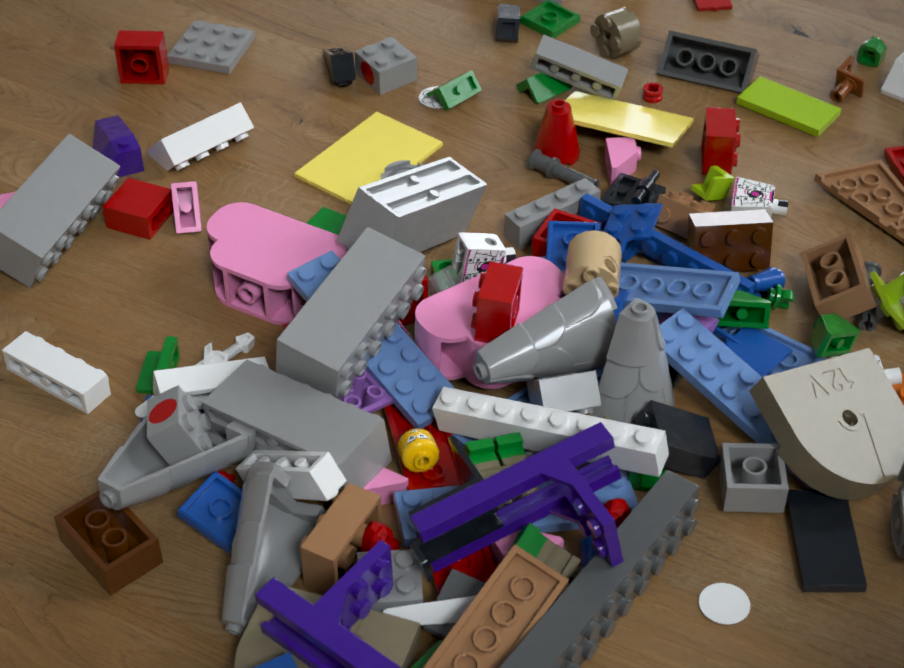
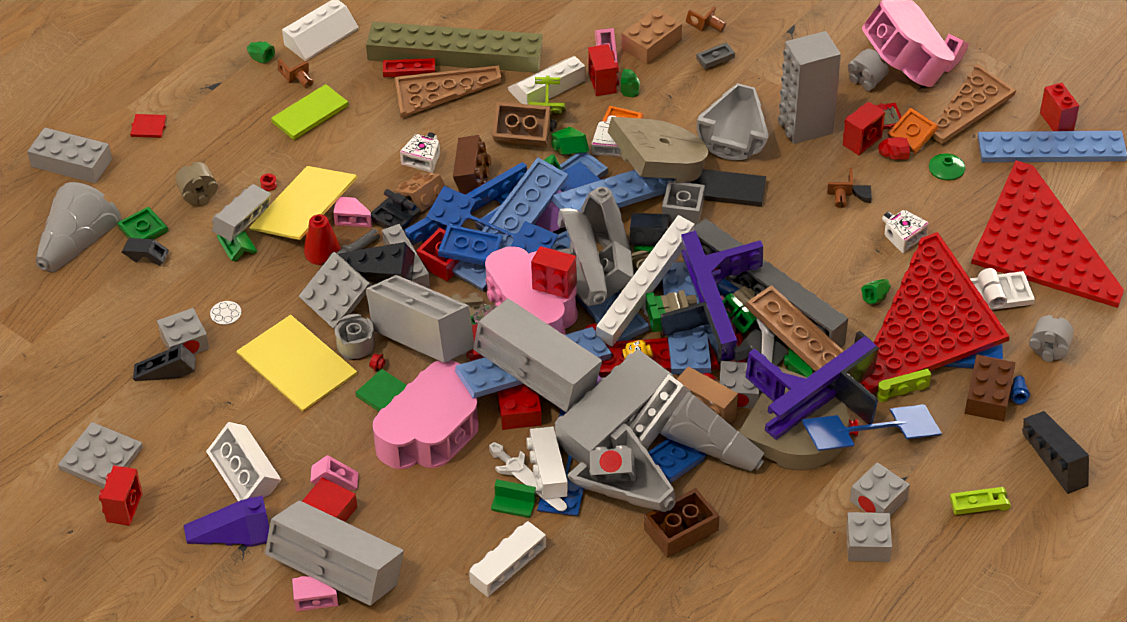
camera: 80 degrees left, 5 degrees up
(456, 90) = (225, 297): panel -> none
(475, 252) = (470, 288): white torso -> none
(482, 154) = (335, 290): none -> light grey plate
(514, 182) = (382, 262): none -> black wedge
(592, 256) = (514, 227): tan cylinder -> none
(708, 62) = (246, 142): dark grey slope -> none
(715, 185) = (397, 167): lime panel -> none
(720, 139) = (356, 152): red brick -> none
(724, 603) = (769, 240): white sticker -> none
(767, 279) = (504, 160): blue cone -> none
(779, 297) = (521, 157): green plate -> none

